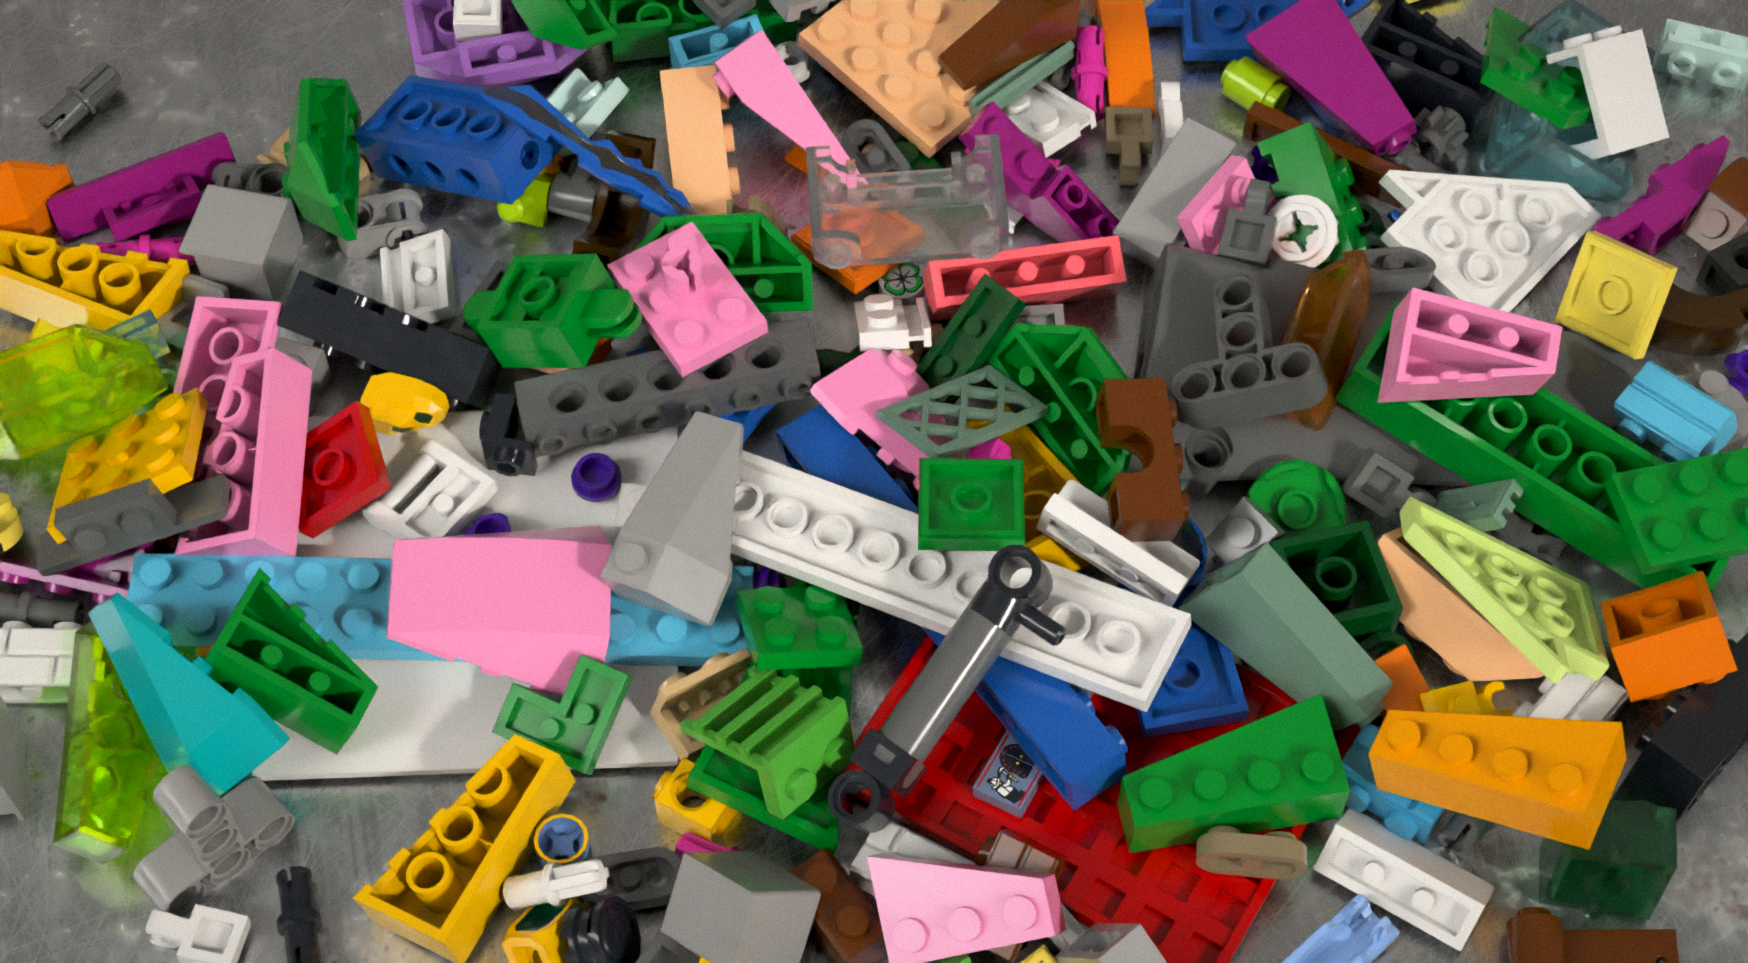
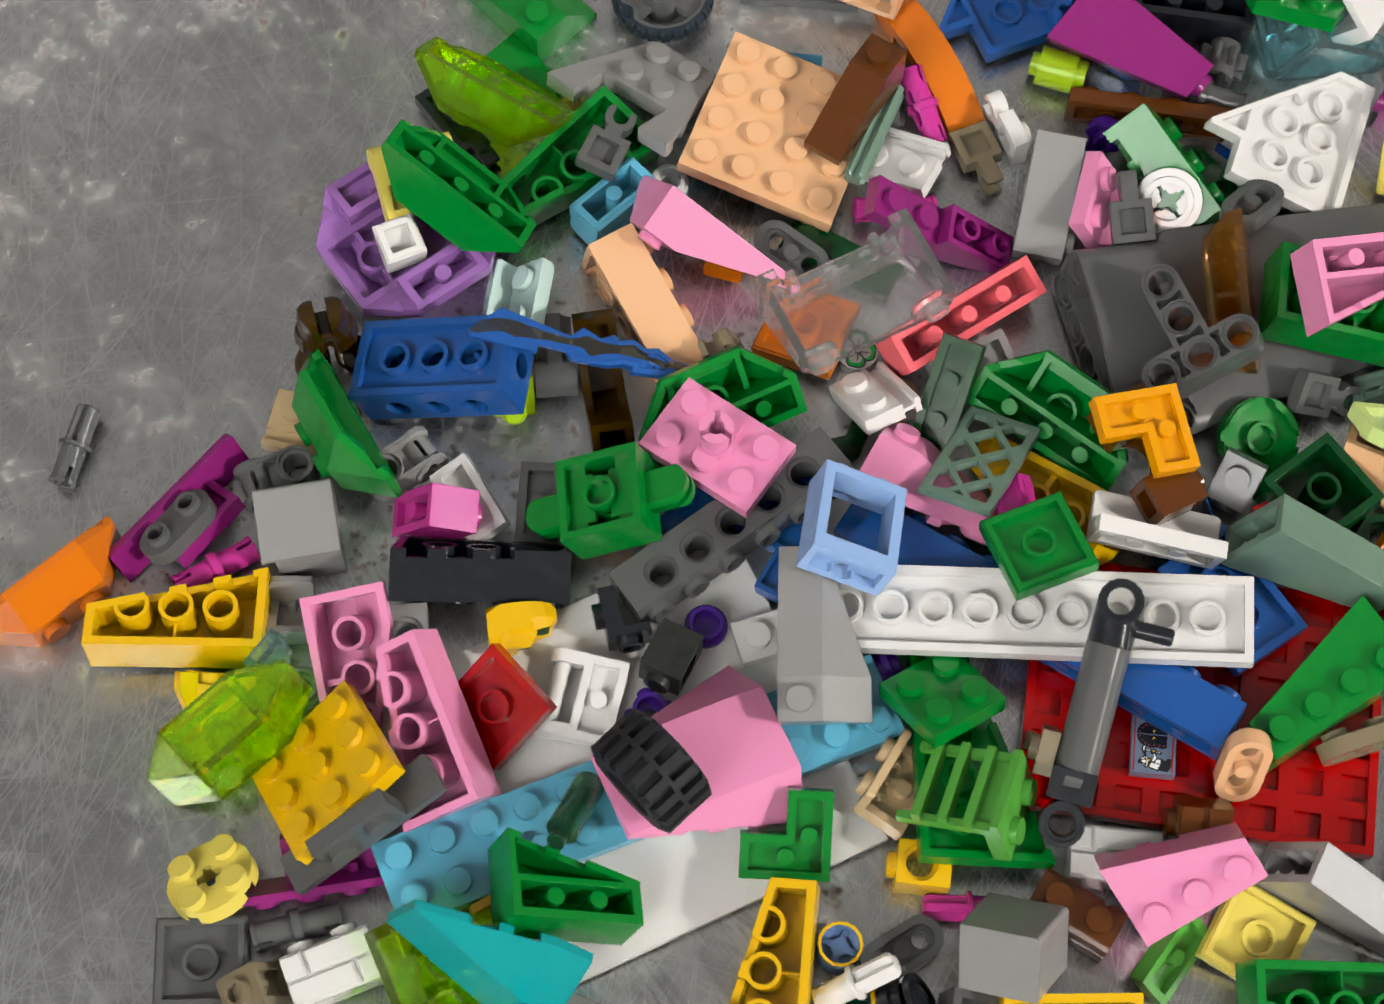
camera: 25 degrees left, 10 degrees up
(141, 193) = (178, 527): none -> dark grey plate
(344, 586) = (574, 809): none -> clear green cylinder
(364, 64) = (324, 329): none -> dark brown piece
(386, 271) = (437, 512): none -> dark pink slope
(426, 560) = (651, 770): none -> black tyre
(539, 490) = (670, 657): none -> pearl dark grey brick
(773, 459) = (826, 553): none -> light blue window
(873, 712) = (1042, 748): none -> dark tan plate
(1095, 819) = (1242, 764): none -> light nougat plate
(1153, 408) = (1157, 418): none -> light orange plate

